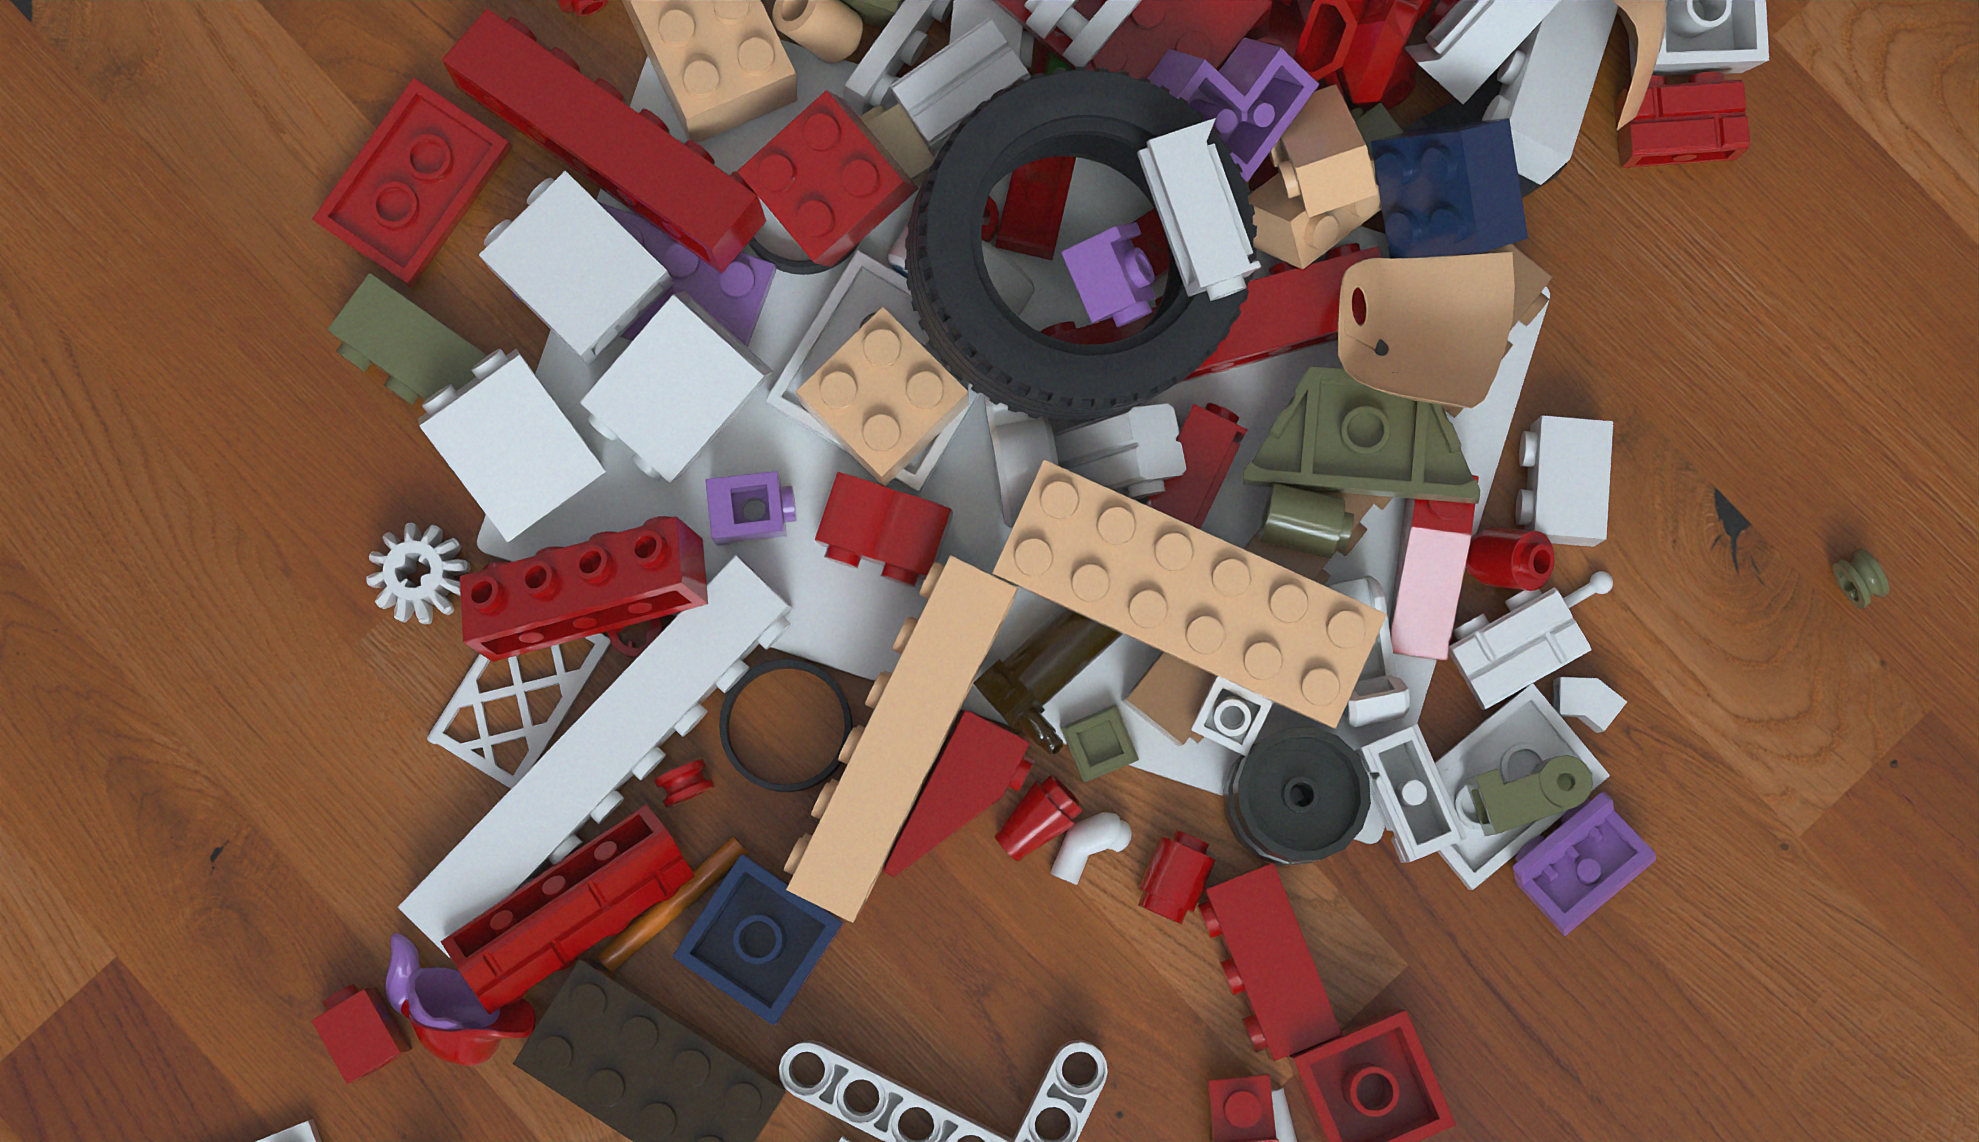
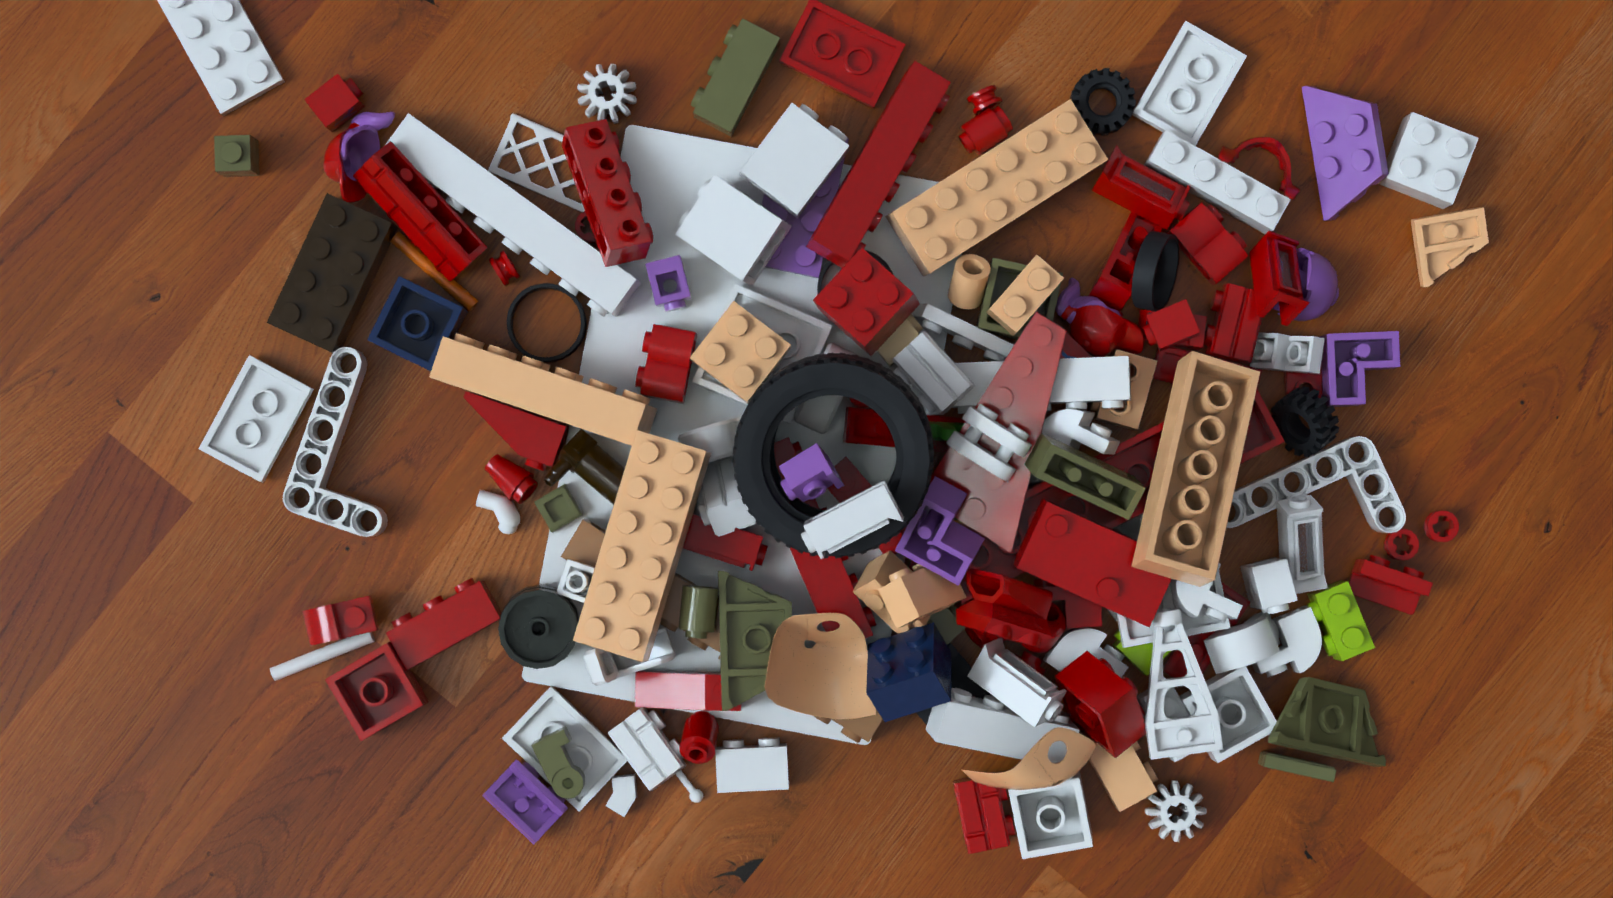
camera: 85 degrees right, 5 degrees up
(509, 442) = (686, 137): white brick -> none
(1175, 876) = (486, 563): red brick -> none
(1410, 794) = (548, 692): white brick -> none

